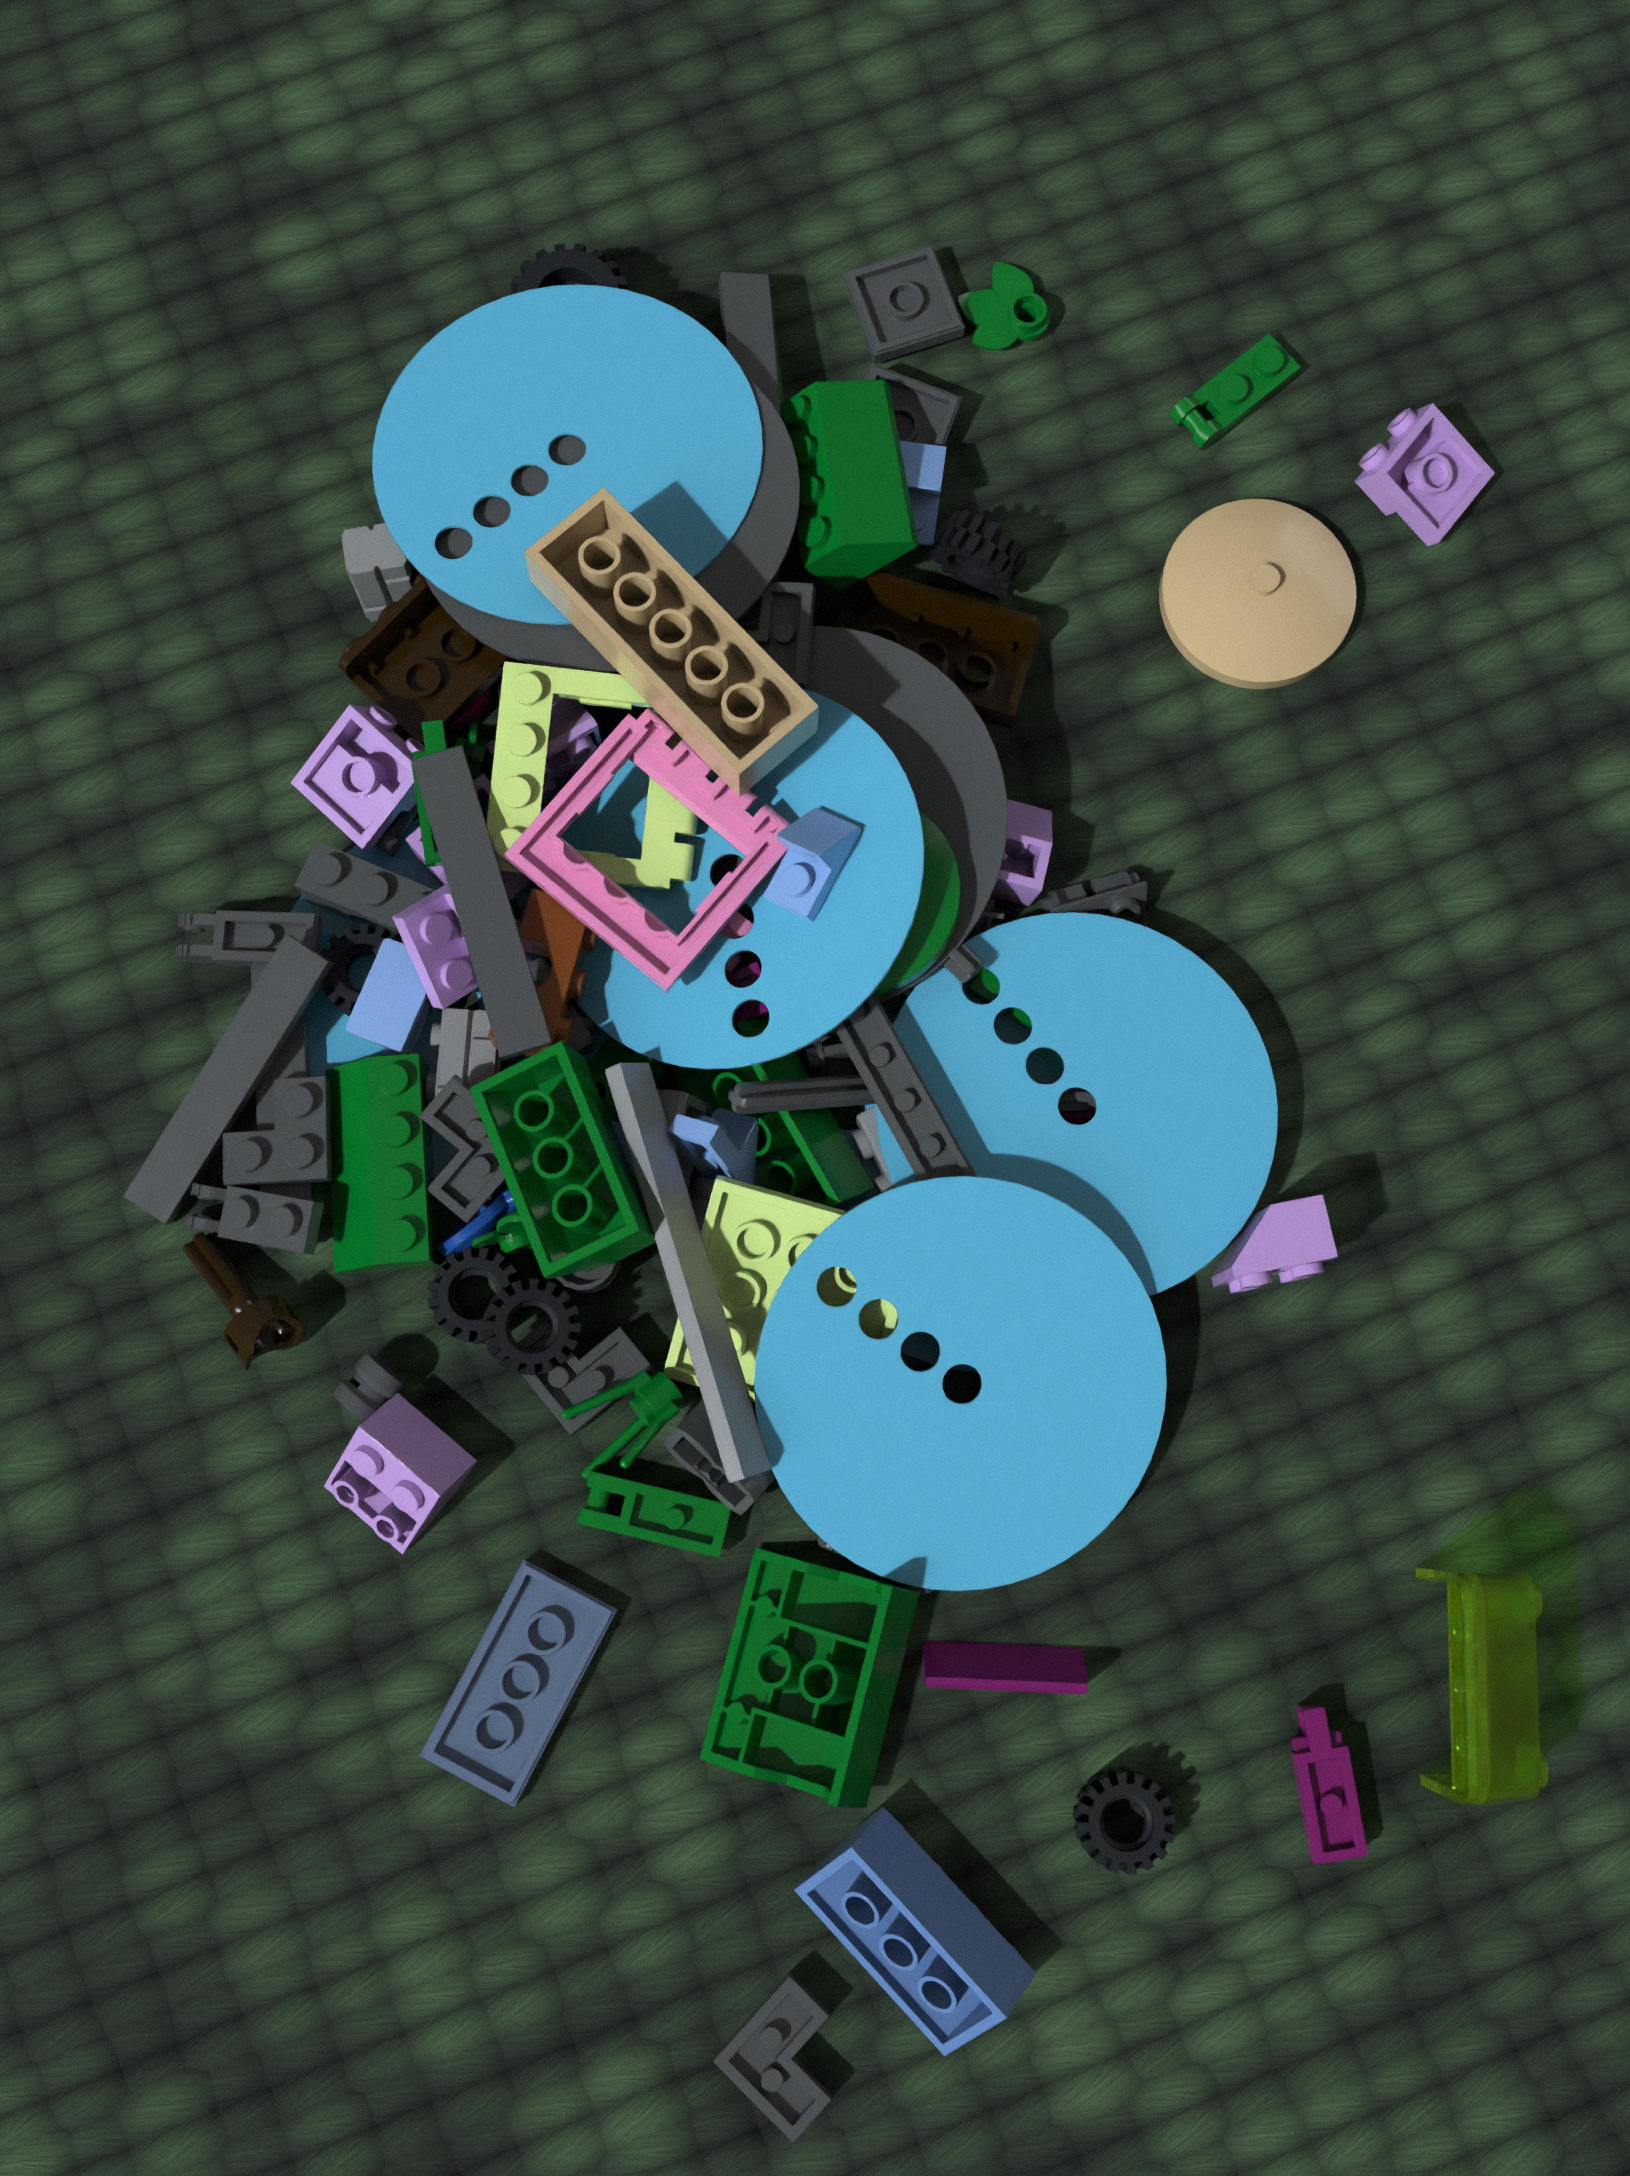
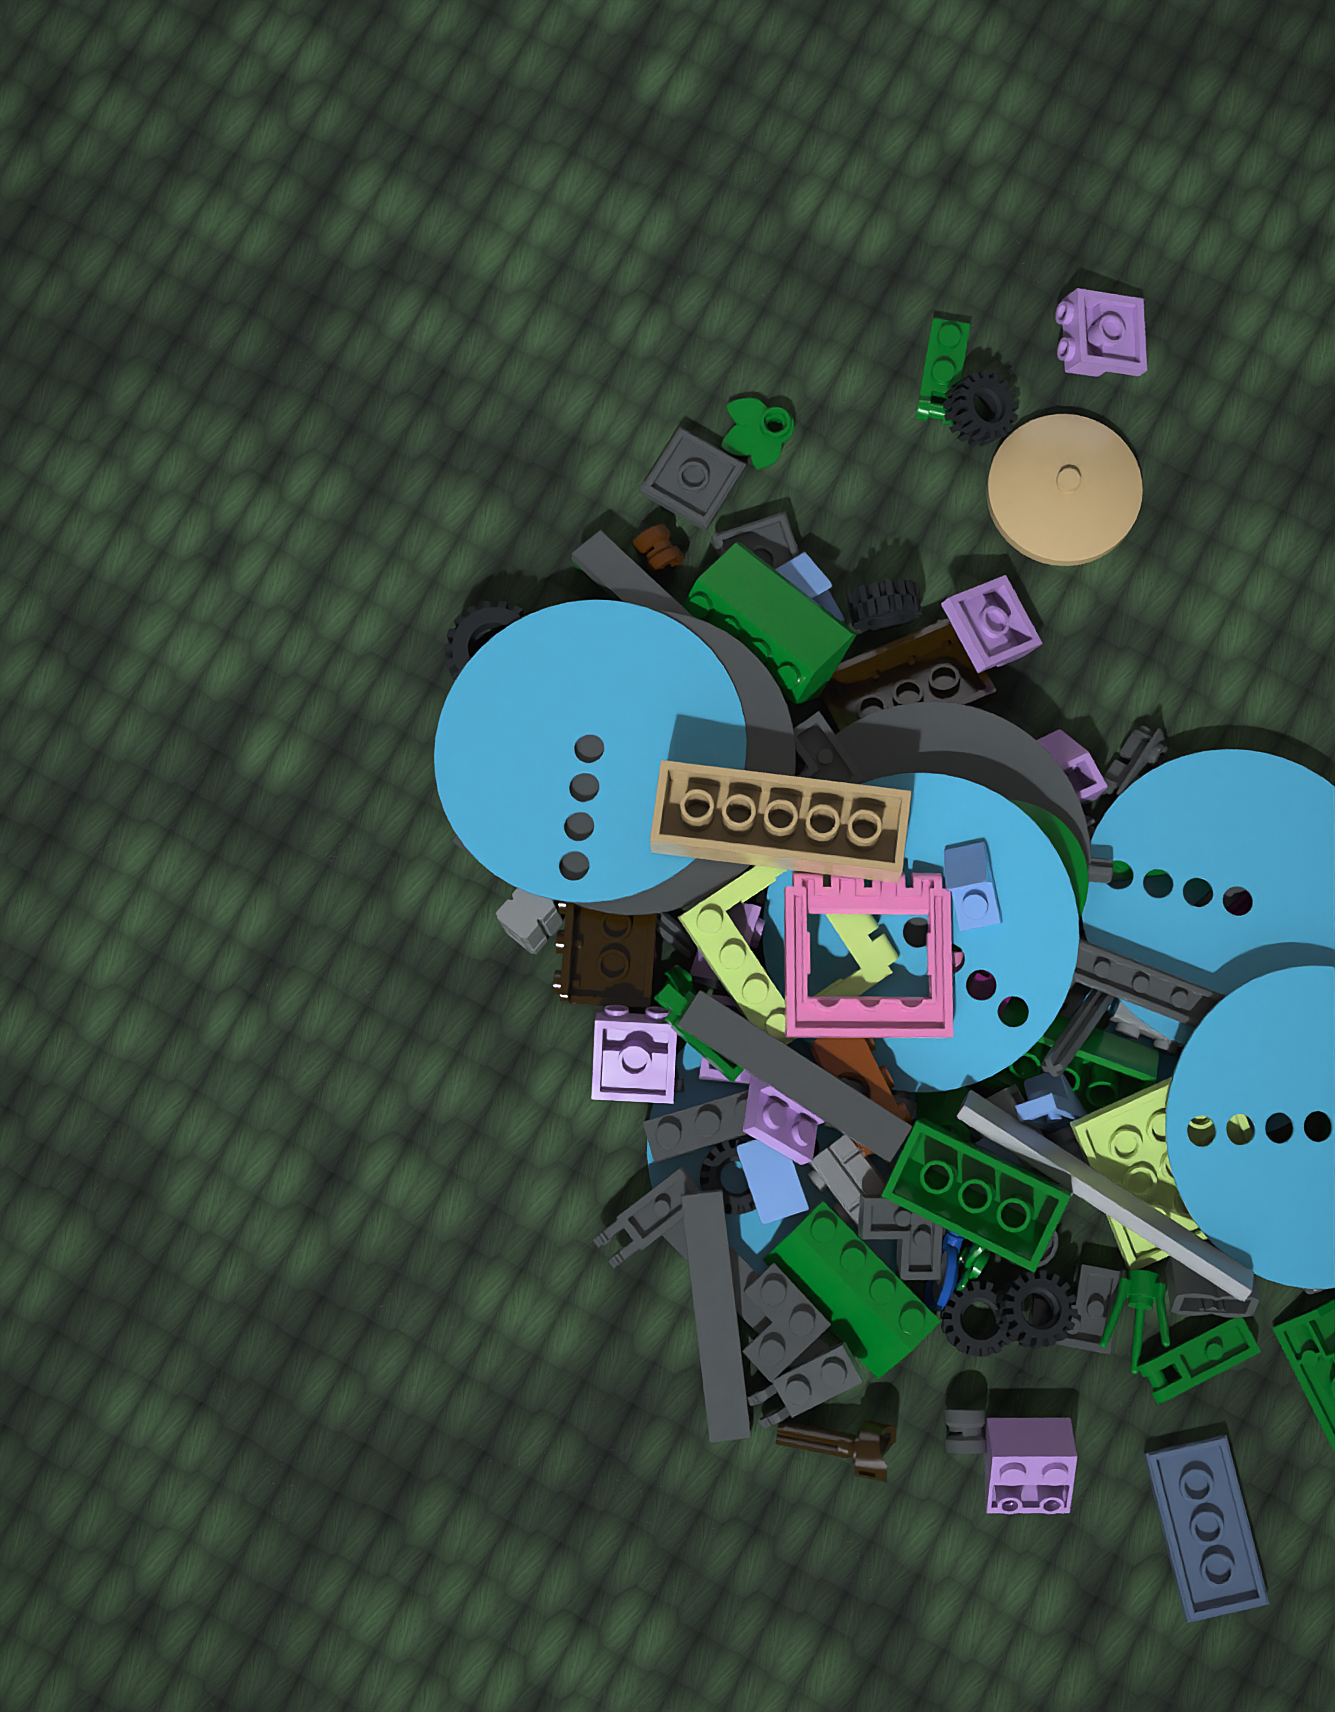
camera: 35 degrees left, 0 degrees up
(811, 335) = (658, 550): none -> reddish brown wheel
(1067, 653) = (991, 624): none -> lavender plate
(1262, 441) = (996, 400): none -> black tyre

